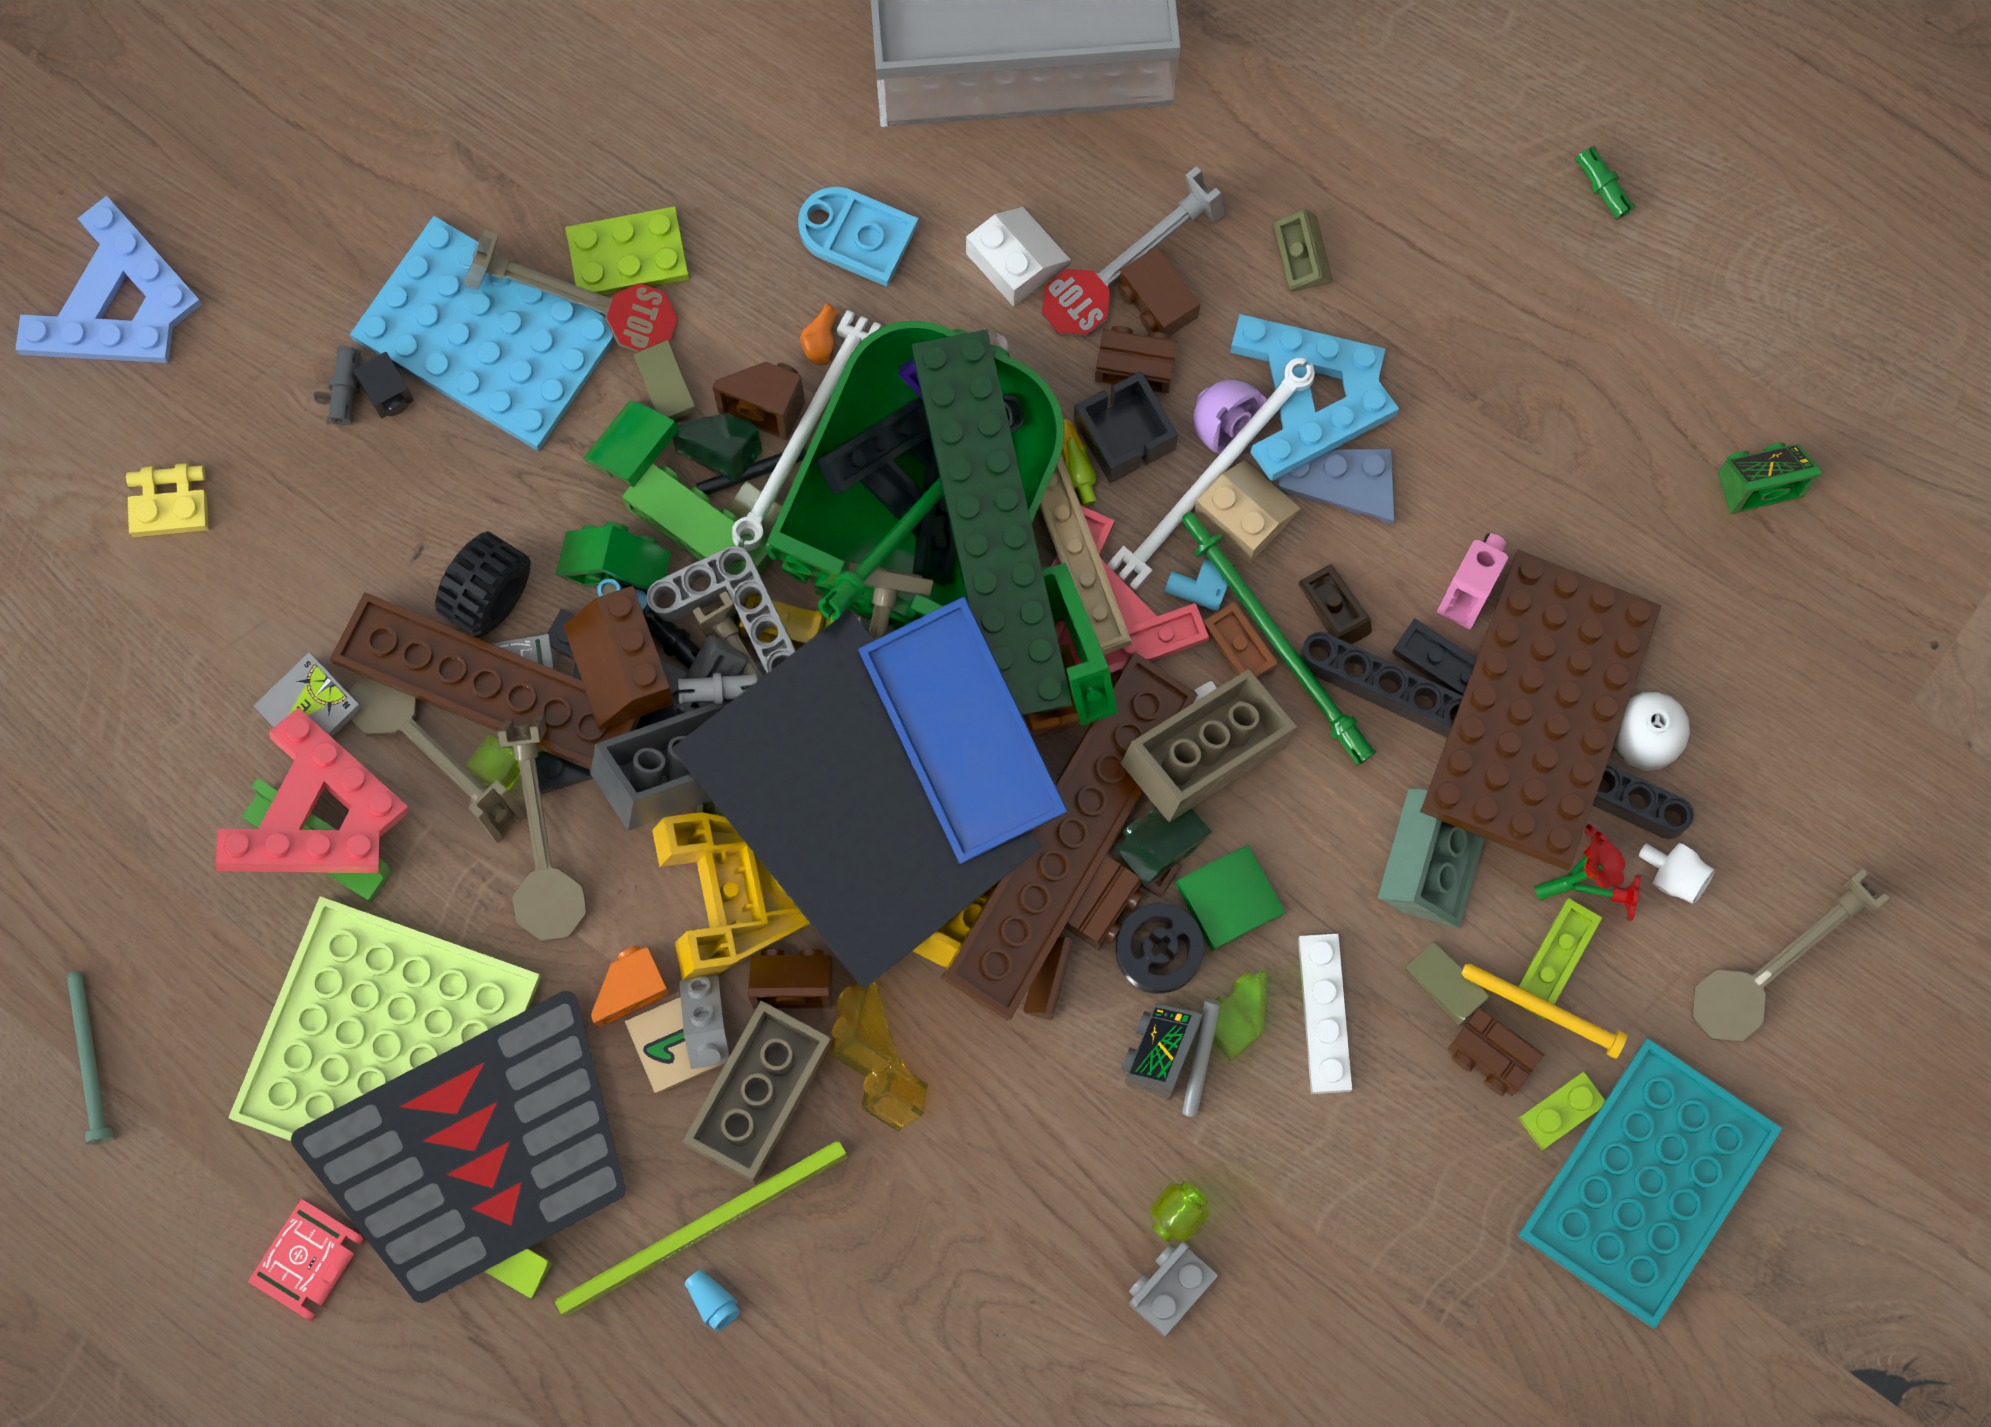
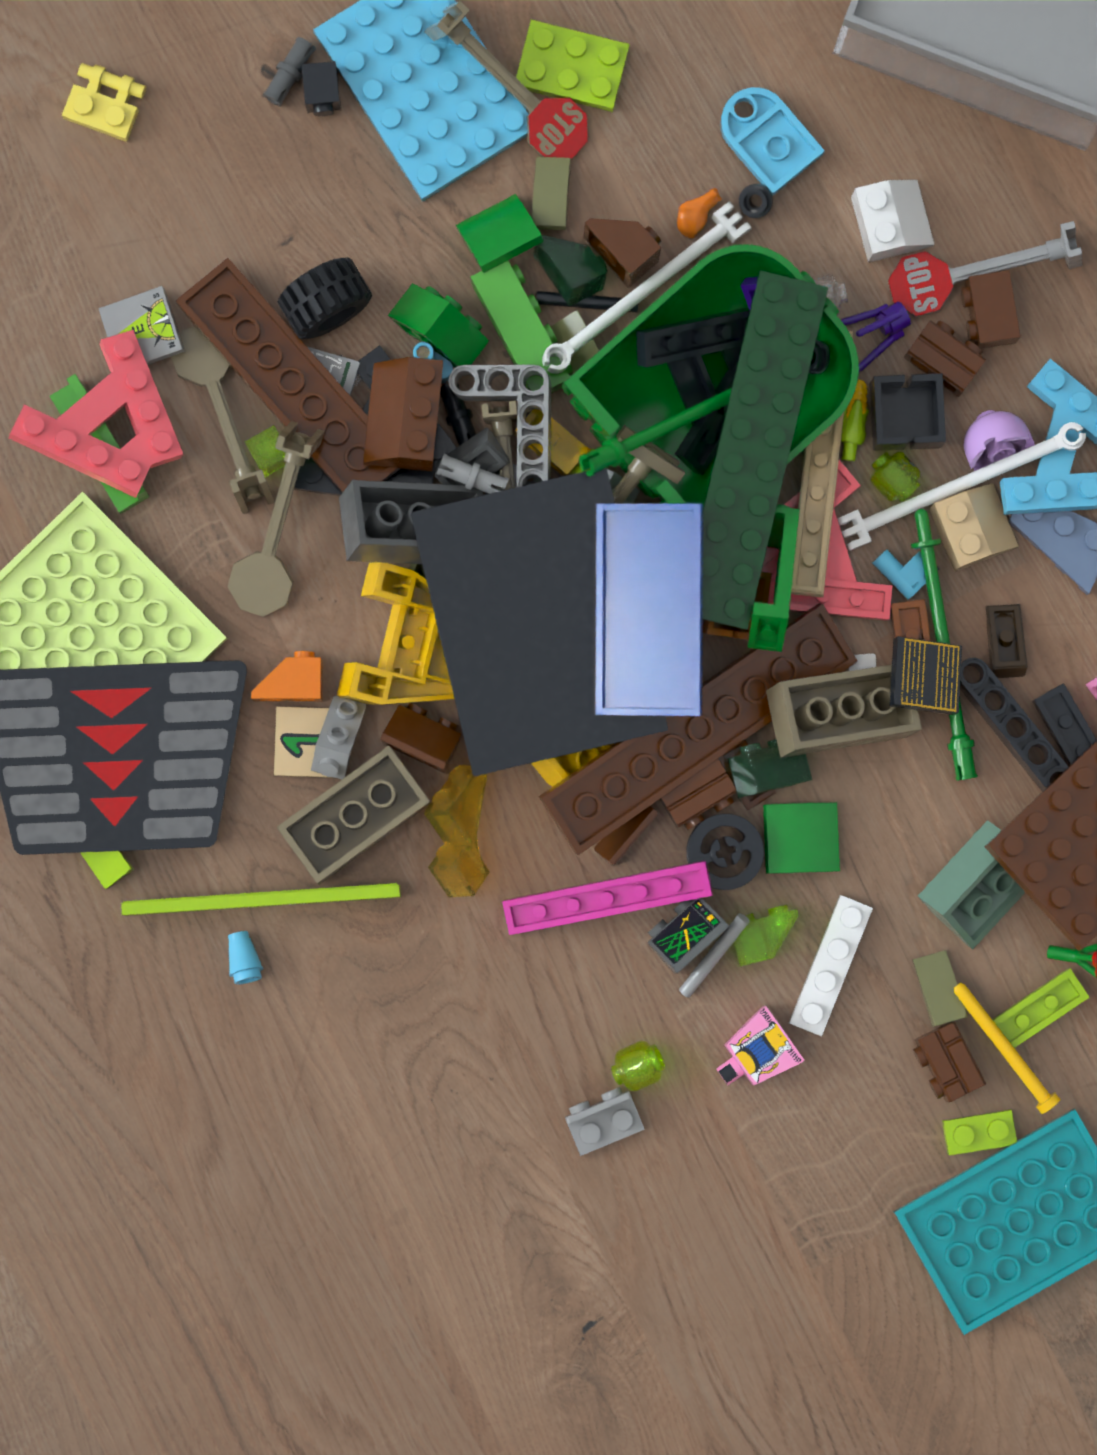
camera: 20 degrees right, 10 degrees up
(863, 303) = (746, 204): none -> black plate
(1061, 350) = (889, 320): none -> dark purple plant
(1062, 1051) = (607, 897): none -> dark pink plate
(1144, 496) = (895, 476): none -> clear neon green head
(1274, 672) = (925, 675): none -> black tile
(1295, 1134) = (759, 1050): none -> torso

